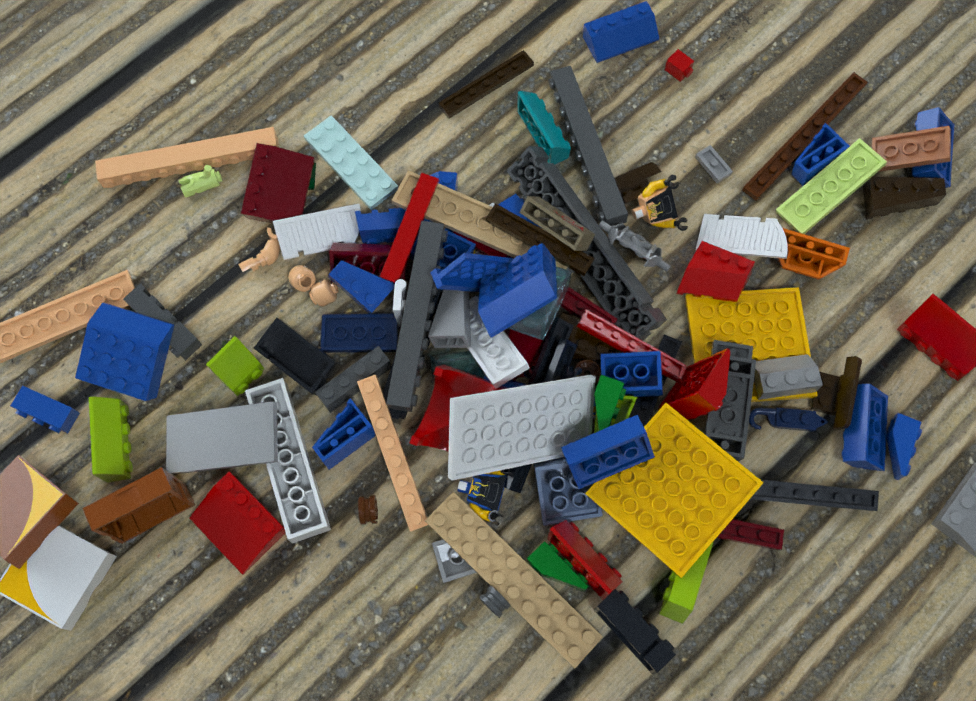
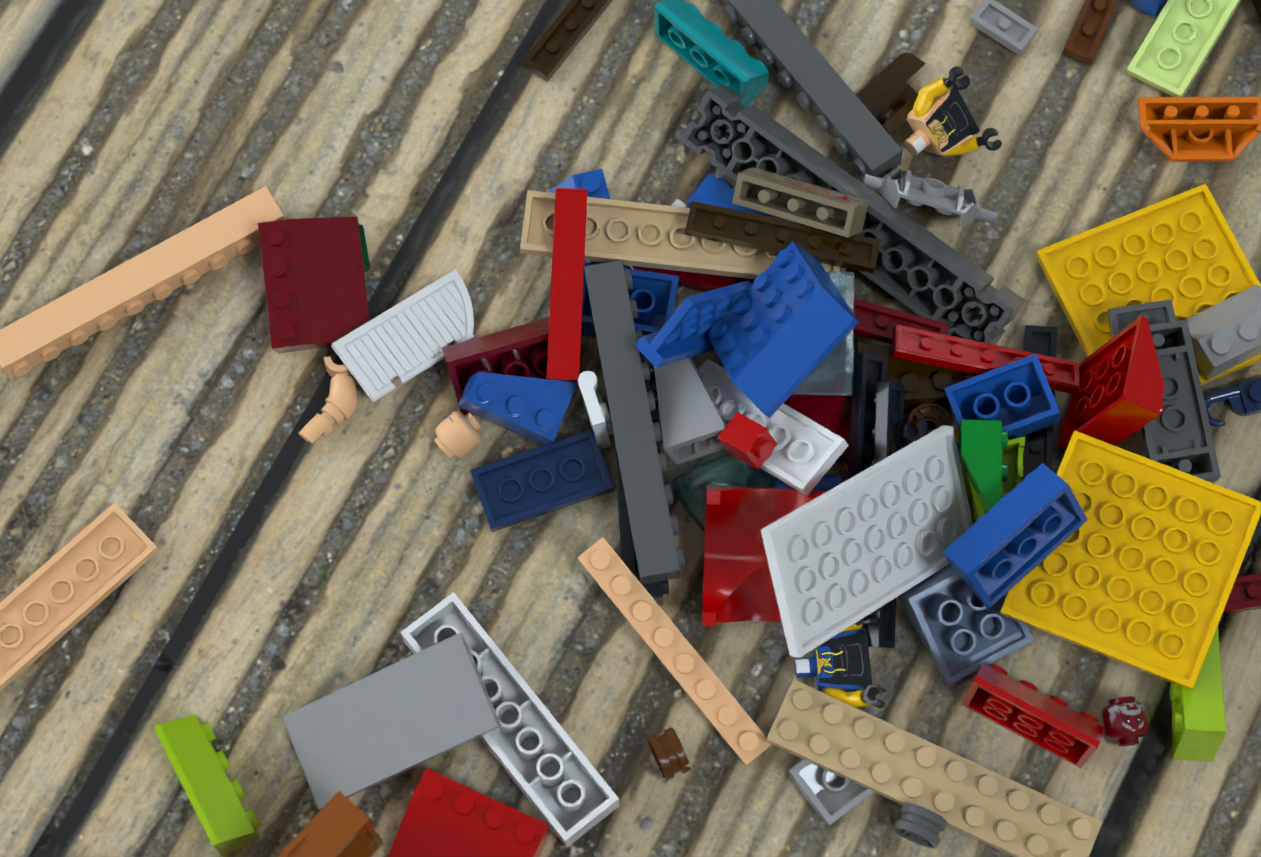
camera: 20 degrees left, 0 degrees up
(44, 410) = (73, 776): blue brick -> none
(124, 352) = (175, 635): blue slope -> none
(182, 340) = (214, 570): dark grey wedge -> none
(200, 181) = (176, 316): yellowish green piece -> none
(235, 366) = (370, 600): lime slope -> none
(297, 356) = (460, 550): black piece -> none
(301, 278) = (414, 422): light nougat head -> none
(344, 436) = (586, 651): blue wedge -> none
(345, 384) = (559, 561): dark grey brick -> none
(351, 162) = (414, 205): light aqua plate -> none
(379, 227) = (512, 295): blue wedge -> none
(474, 346) = (747, 440): none -> red brick
(551, 566) = (993, 744): green slope -> none
(634, 631) = (1149, 795): black piece -> none
(637, 582) = (1125, 721): none -> dark red head
(716, 273) = (1073, 203): red wedge -> none
(745, 235) = (1091, 130): white piece -> none

